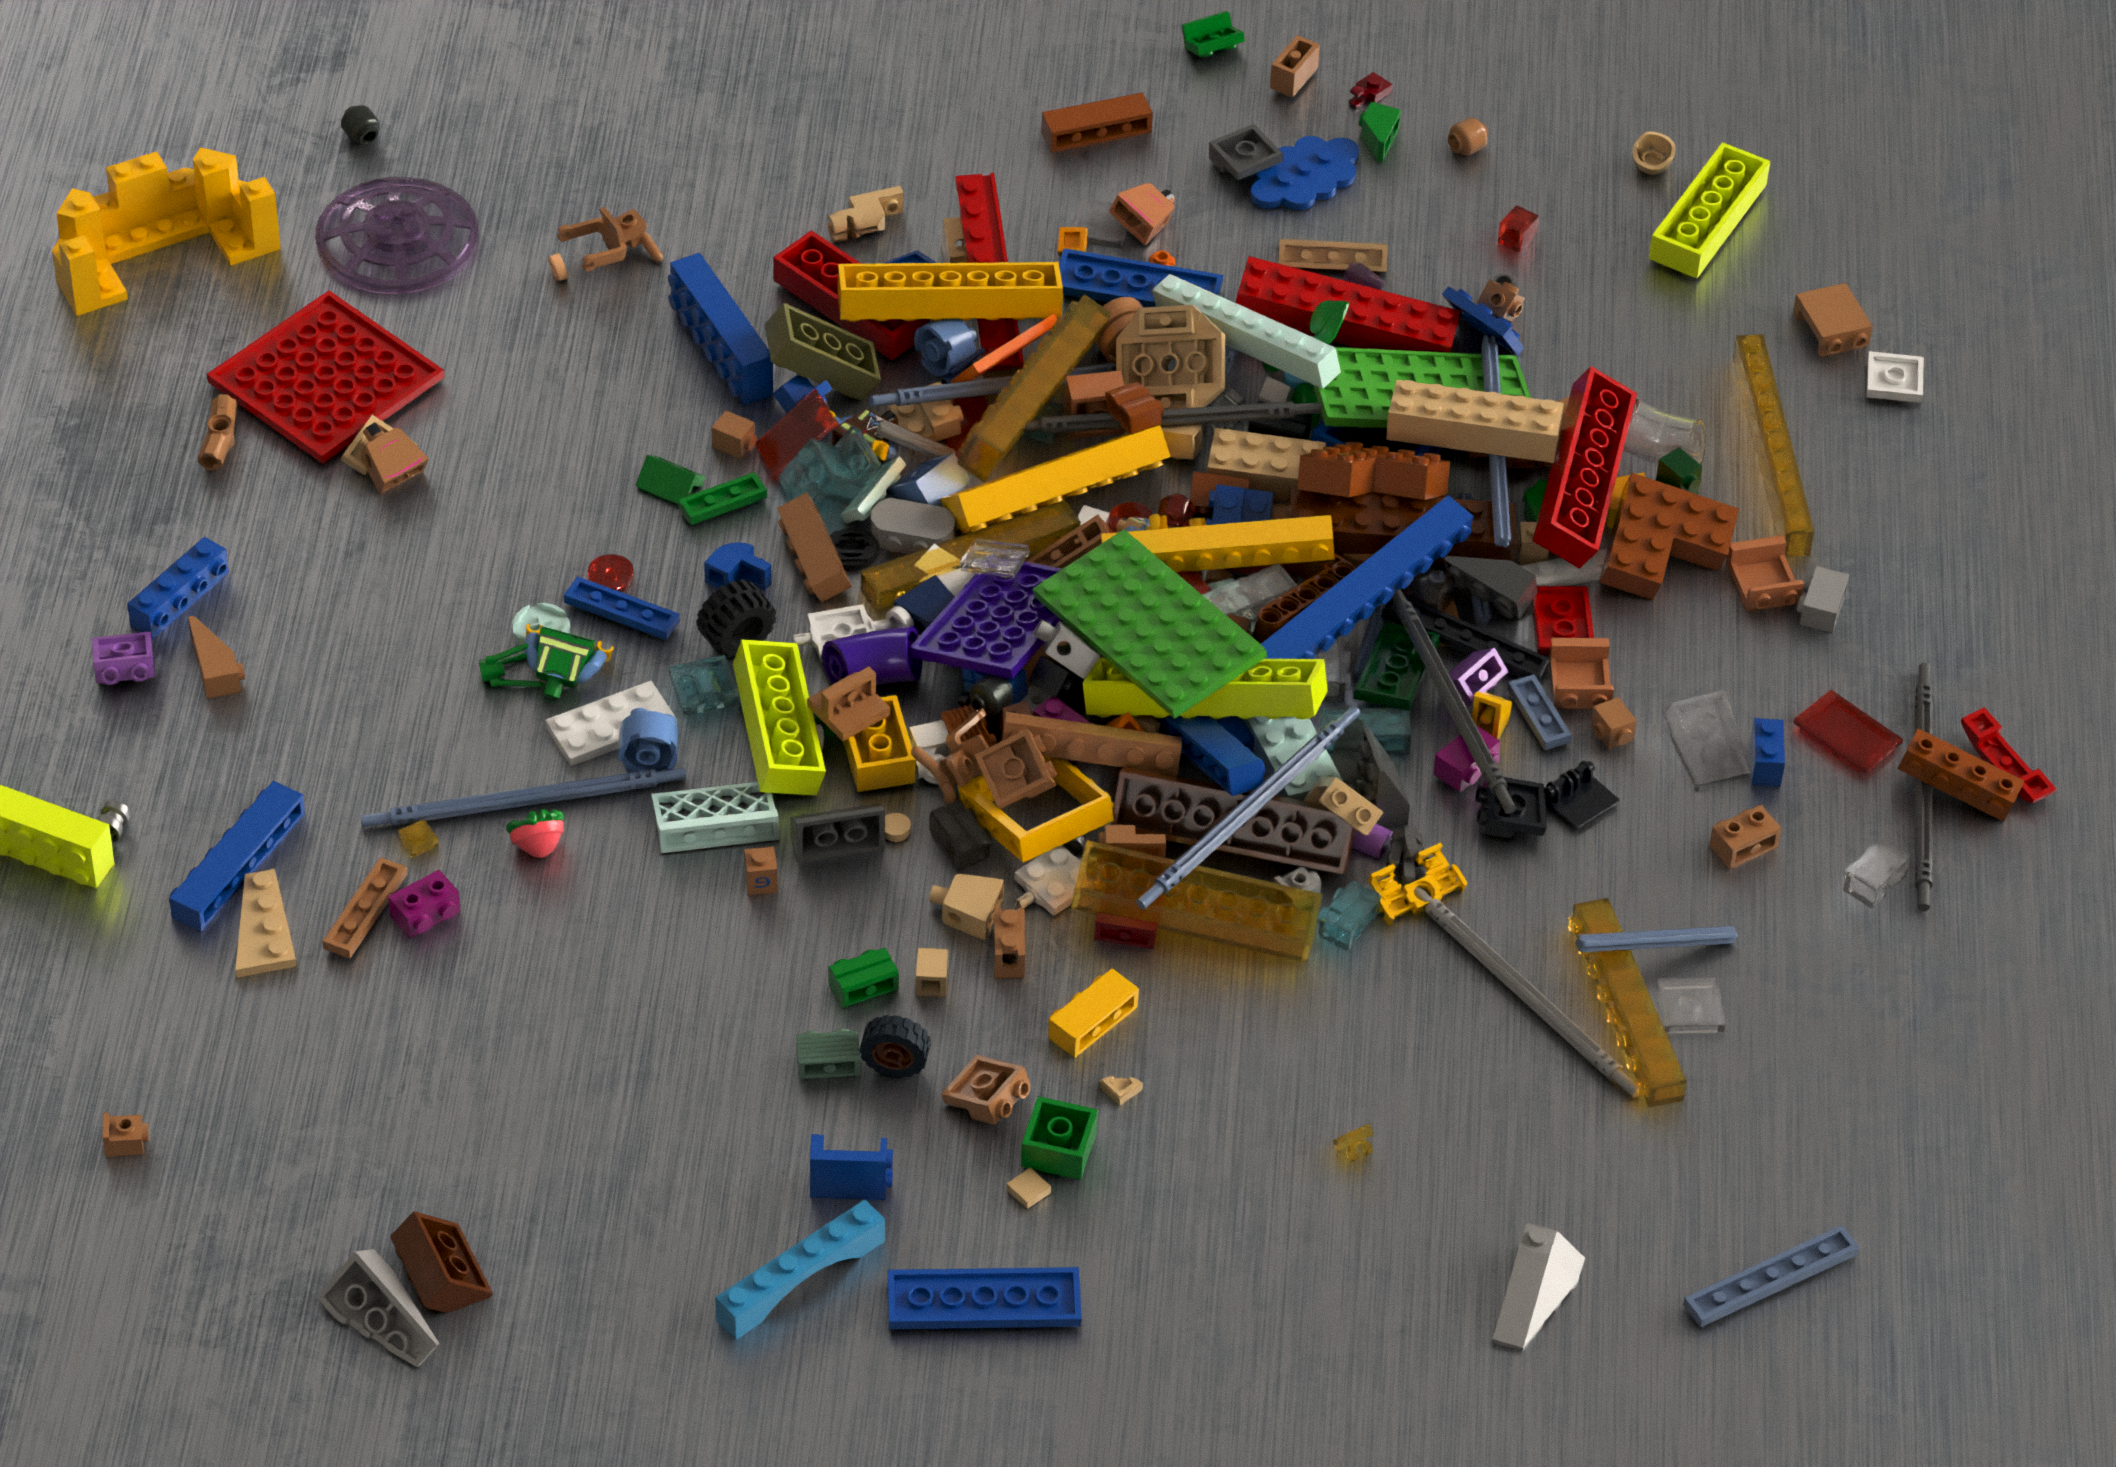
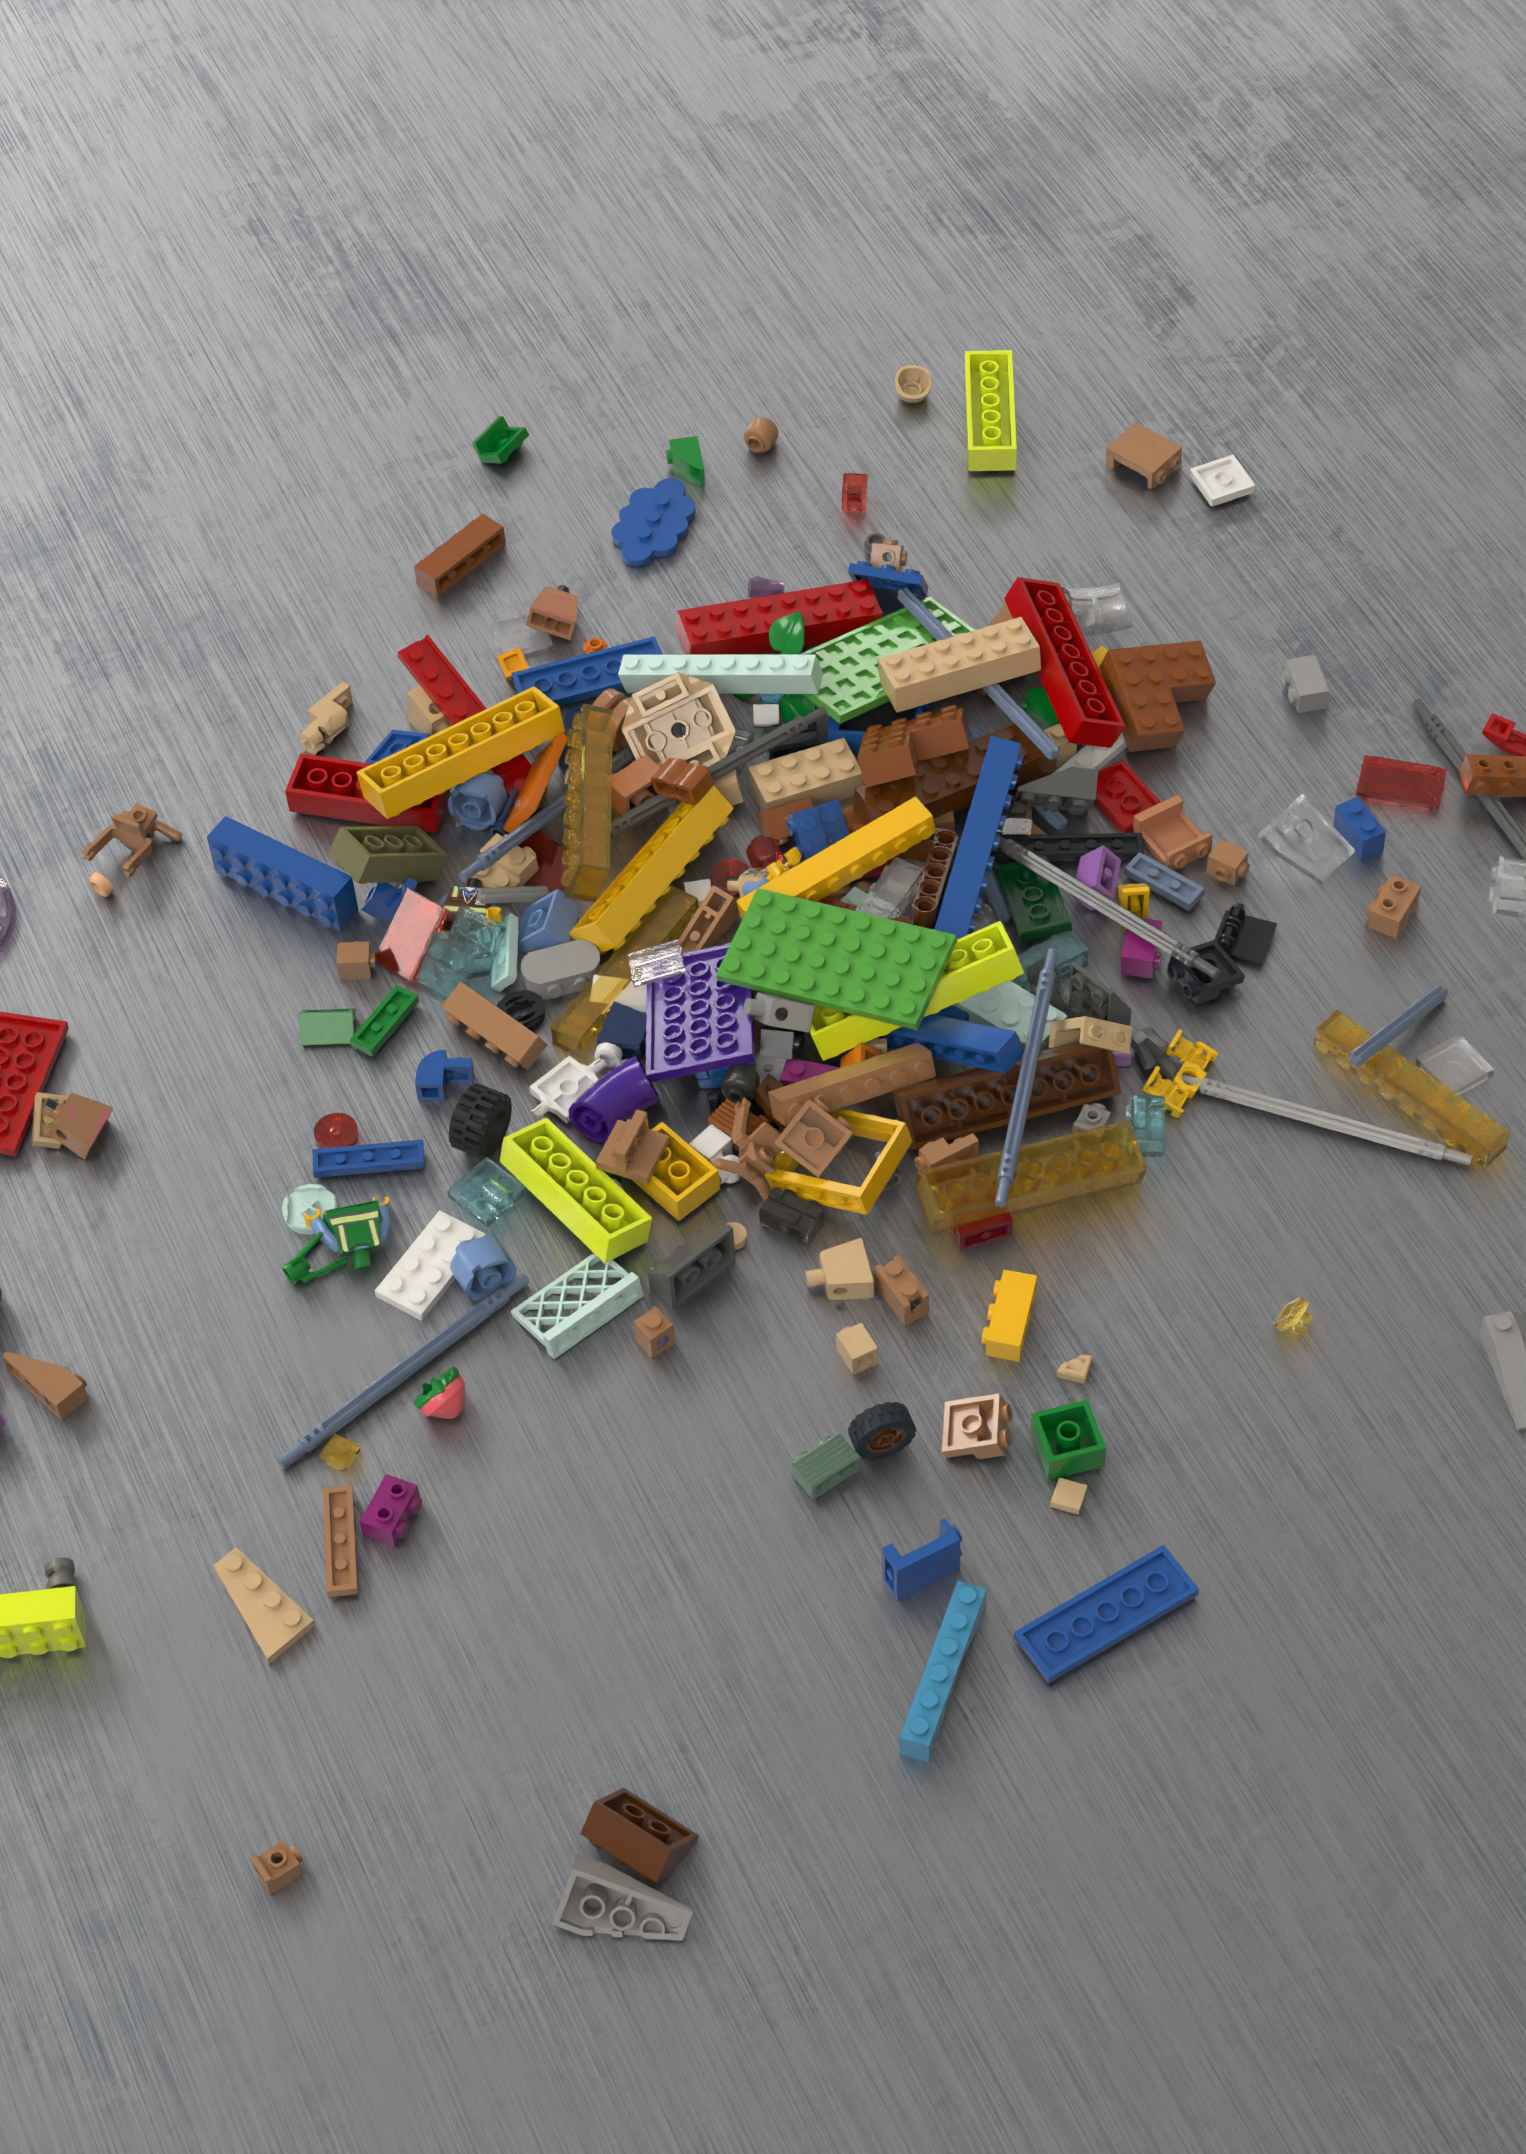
camera: 25 degrees left, 5 degrees up
(236, 854) = (195, 1553): blue brick -> none
(863, 977) = (804, 1382): green brick -> none
(1049, 880) = (894, 1217): white plate -> none
(1244, 152) = (598, 526): dark grey plate -> none
(1294, 66) = (586, 437): medium nougat brick -> none
(1332, 254) = (725, 579): tan fence -> none
(1370, 88) = (654, 429): dark red plate -> none
(1679, 471) = (1134, 631): dark green brick -> none
(1763, 573) = (1246, 686): nougat panel -> none
(1773, 444) = (1177, 578): clear yellow brick -> none

